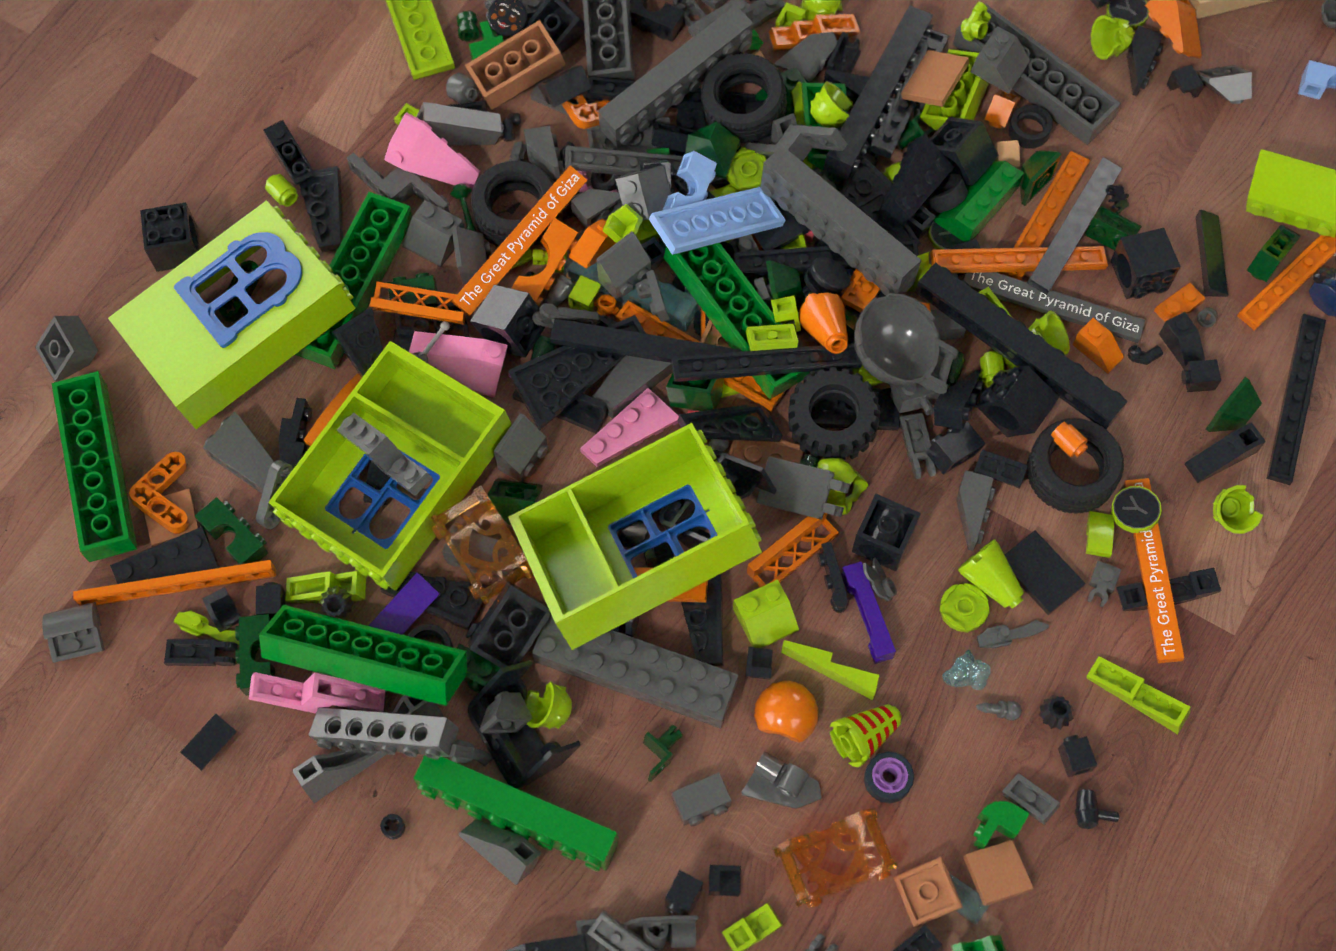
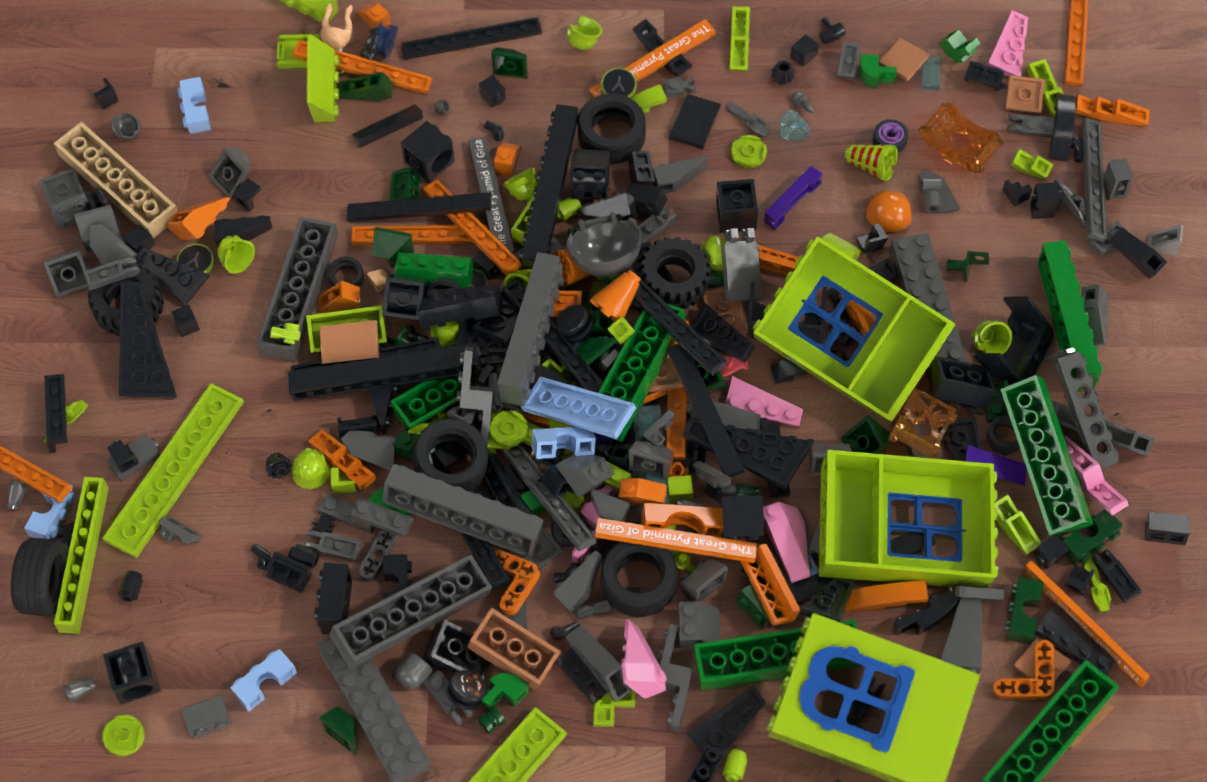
camera: 120 degrees left, 5 degrees down
(73, 632) = (1167, 666): dark grey brick -> none
(336, 602) = (1024, 500): black piece -> none
(384, 454) = (917, 501): dark grey bracket -> none
(391, 834) = (1123, 391): black bush -> none
(423, 355) = (812, 559): light grey hinge -> none
(461, 88) = (557, 683): dark grey head -> none
(461, 192) = (649, 629): dark green piece -> none
(505, 714) = (1020, 353): dark grey slope -> none
(564, 86) = (515, 594): black hinge -> none
(622, 223) = (622, 469): lime panel -> none
(701, 800) = (979, 226): dark grey brick -> none
(715, 144) = (512, 457): dark green slope -> none
(772, 337) = (650, 324): lime plate -> none
(820, 661) = (843, 206): lime slope -> none
(828, 106) = (431, 391): lime helmet -> none
(833, 579) = (783, 227): black hinge -> none
(881, 585) = (769, 198): dark grey plate -> none
(928, 892) = (942, 86): nougat tile -> none
(993, 575) = (718, 143): lime cone -> none
(1001, 60) = (312, 303): dark grey slope -> none
(1069, 439) = (606, 124): orange brick -> none
(1118, 198) = (376, 195): black piece -> none
(1182, 301) = (446, 127): orange plate -> none
(1182, 339) = (470, 113): black slope -> none
(1226, 452) = (543, 54): black slope -> none

